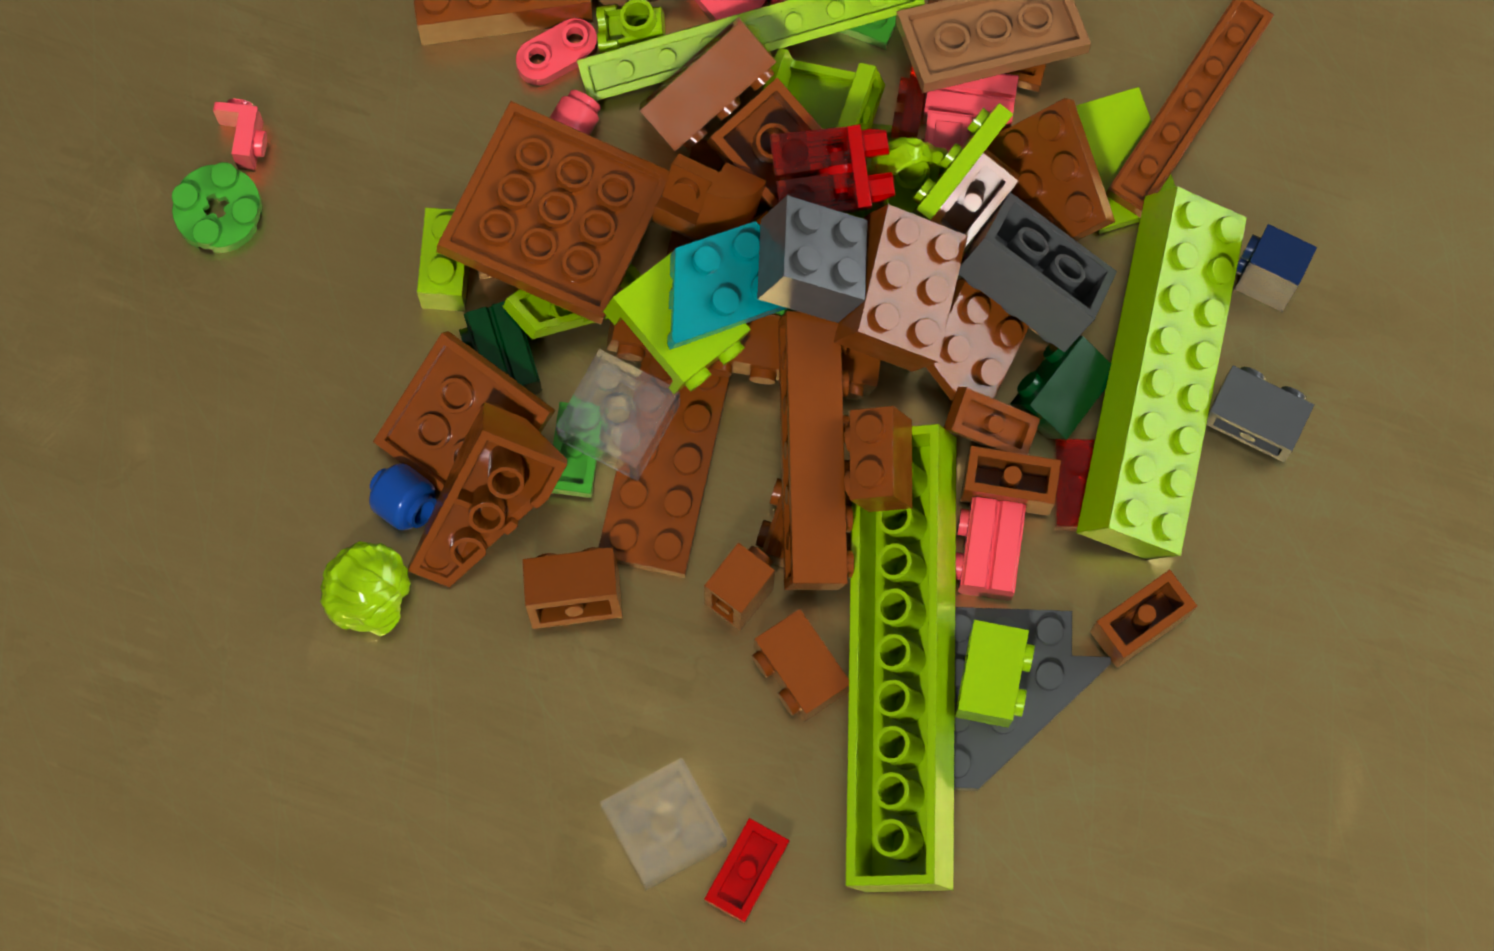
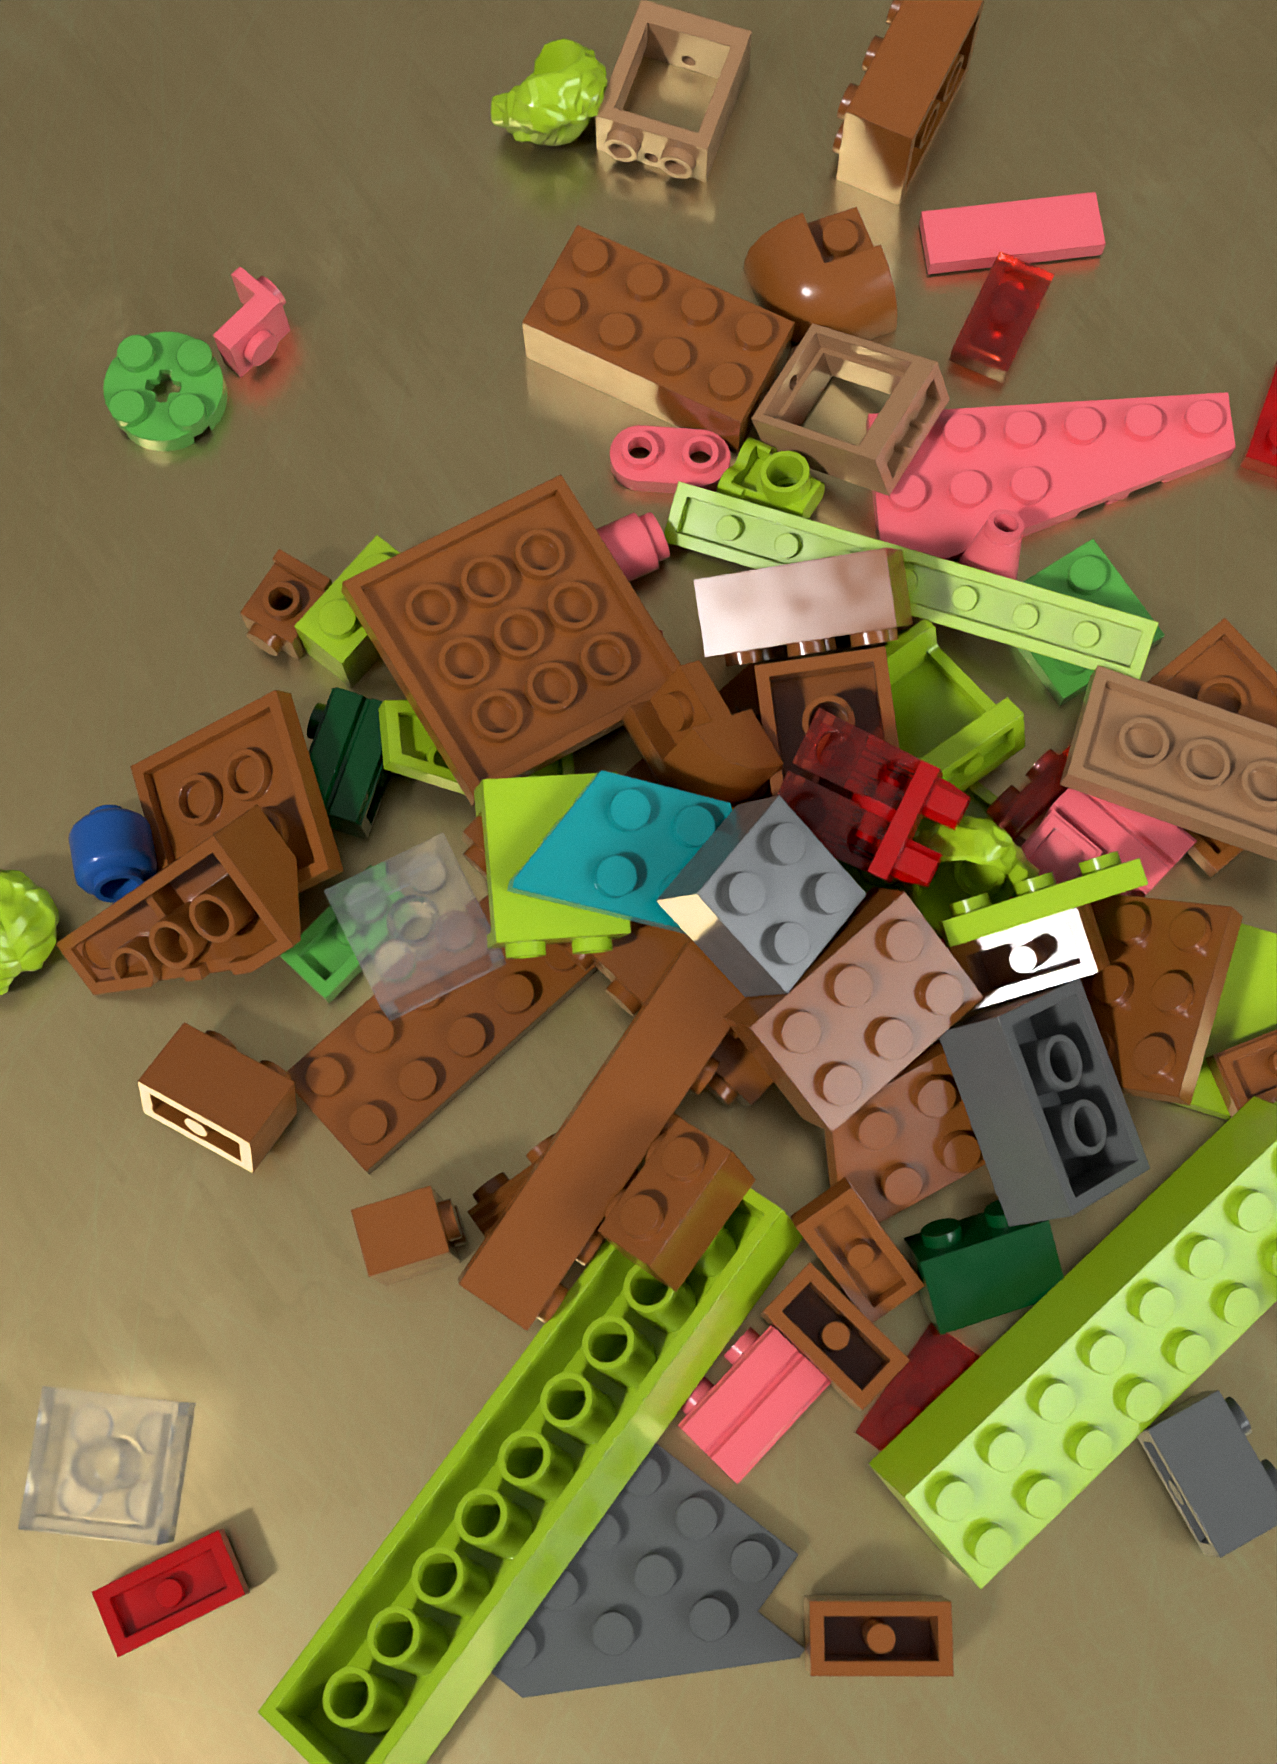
camera: 40 degrees right, 0 degrees up
(395, 269) = (274, 628): none -> dark orange brick
(800, 665) = (416, 1383): dark orange brick -> none
(993, 674) = (634, 1573): lime brick -> none

